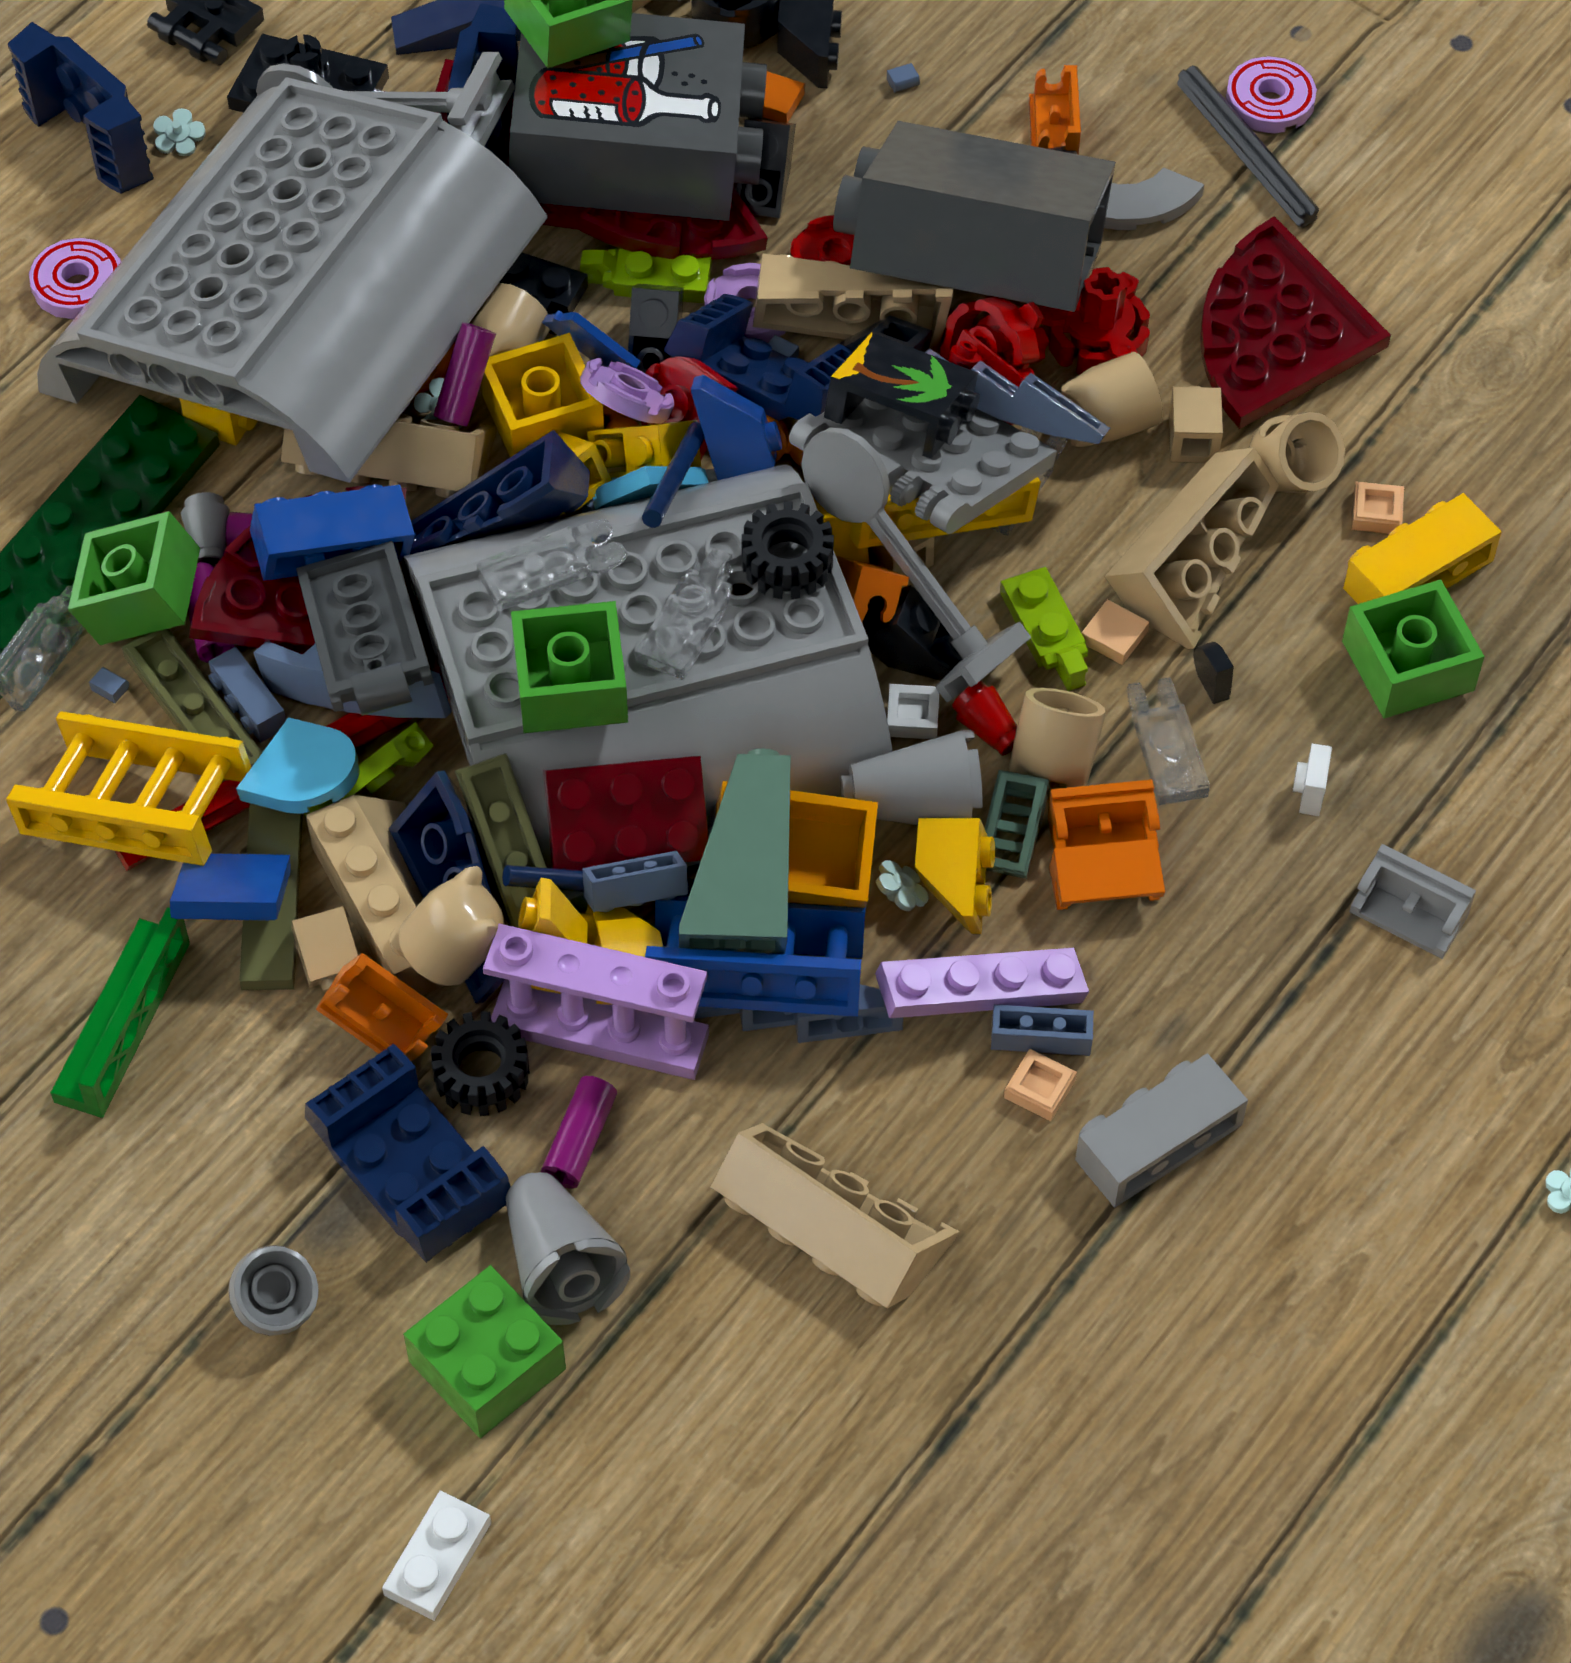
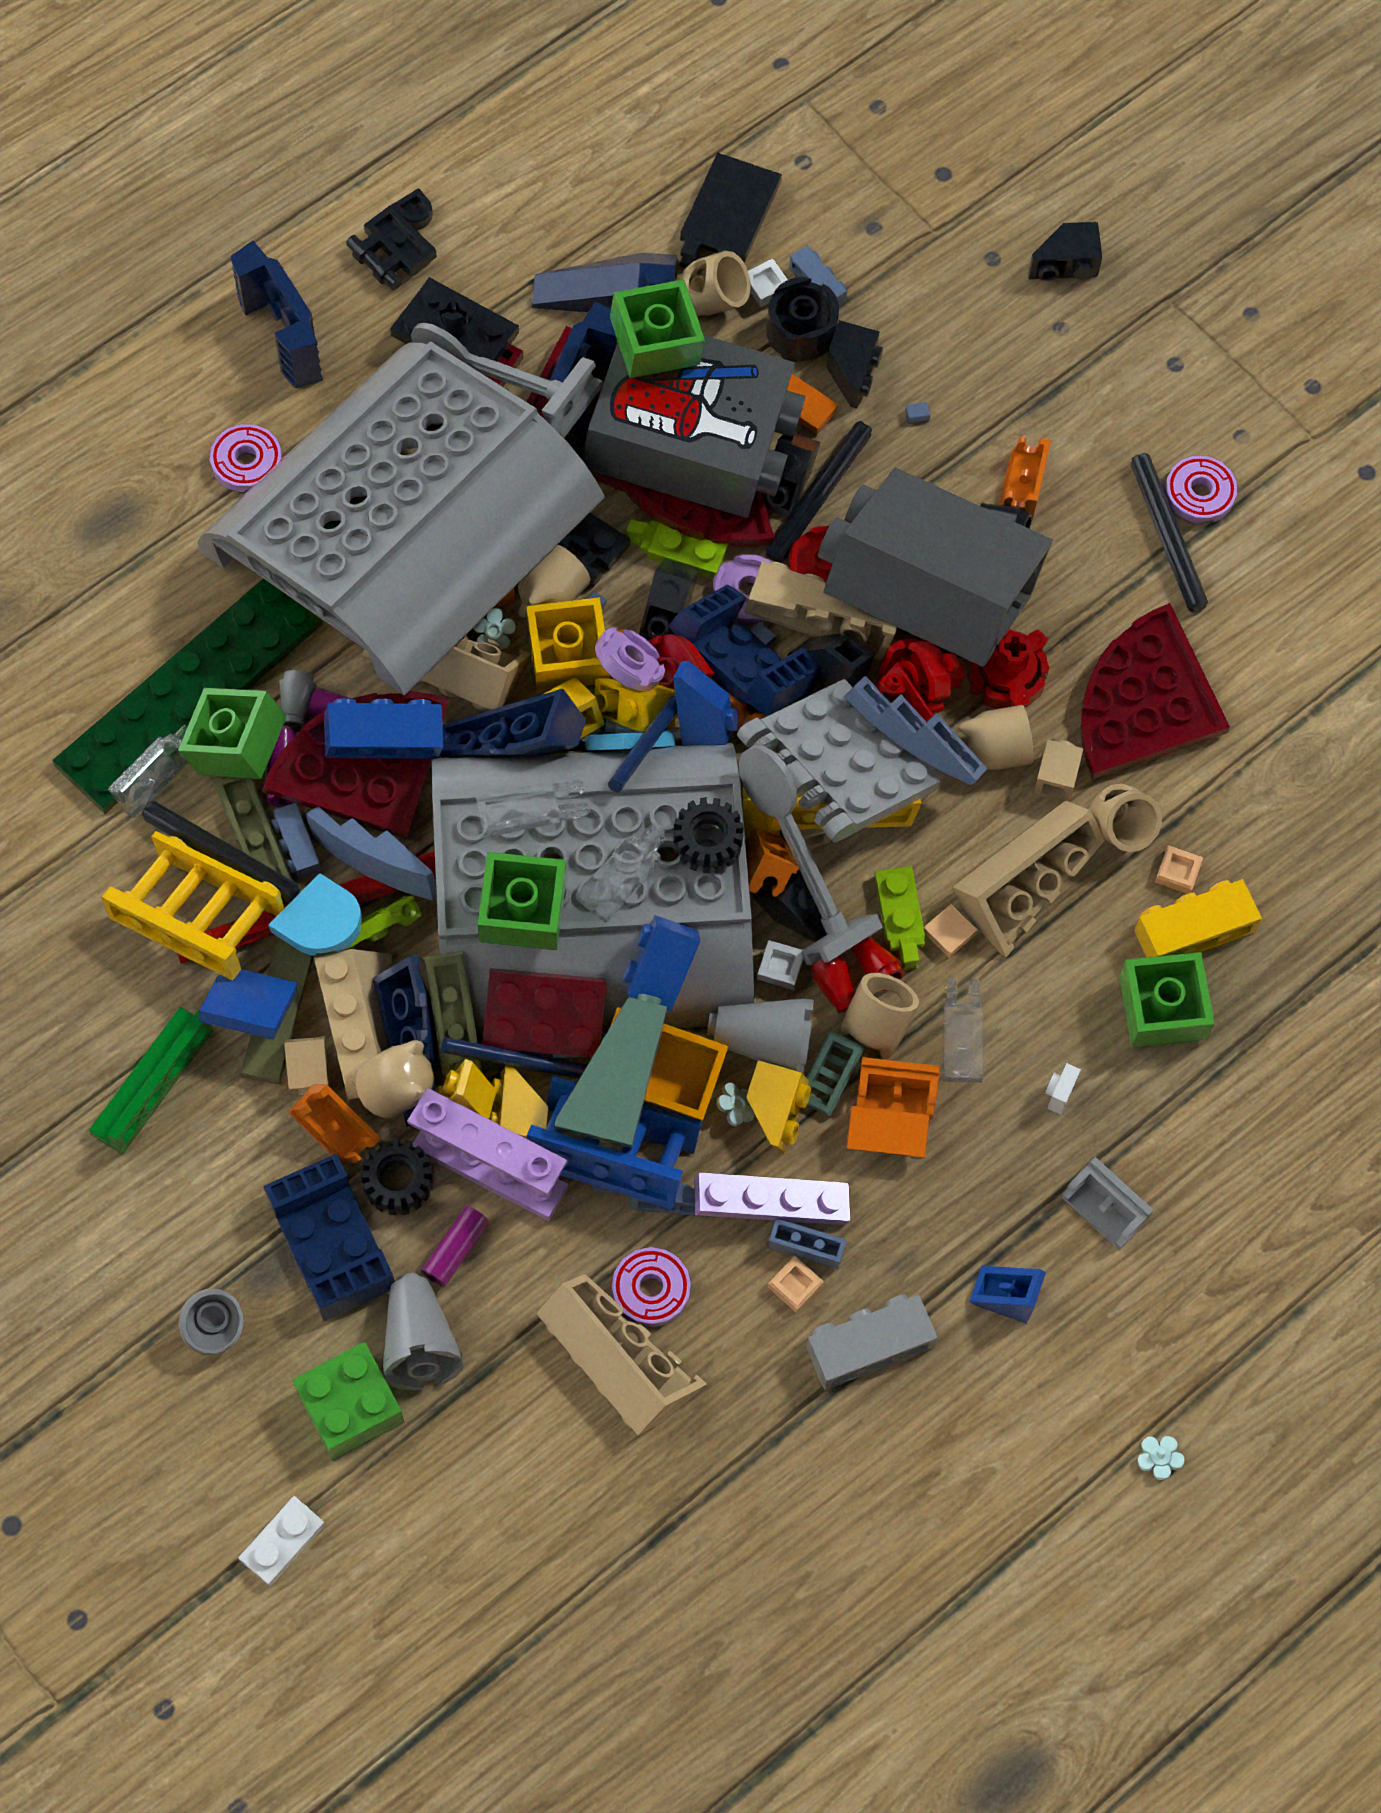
camera: 10 degrees right, 10 degrees up
(55, 698) = (217, 849): none -> black axle
(109, 685) = (199, 809): sand blue piece -> none
(179, 133) = (349, 344): light aqua plant -> none
(364, 628) = (387, 821): dark grey hinge -> none
(464, 374) = (512, 617): magenta piece -> none
(589, 338) = (615, 606): blue piece -> none
(635, 881) = (538, 1066): sand blue piece -> none
(766, 708) = (662, 960): none -> blue brick
(809, 176) = (818, 491): none -> black axle
(856, 1100) = (654, 1264): none -> lavender tile
(907, 383) = (834, 713): black panel -> none
(1023, 674) = (877, 959): none -> red cone
(1152, 200) = (1080, 565): light grey tile -> none
(1214, 671) = (1014, 981): black tile -> none
(1321, 1030) = (1008, 1291): none -> blue slope

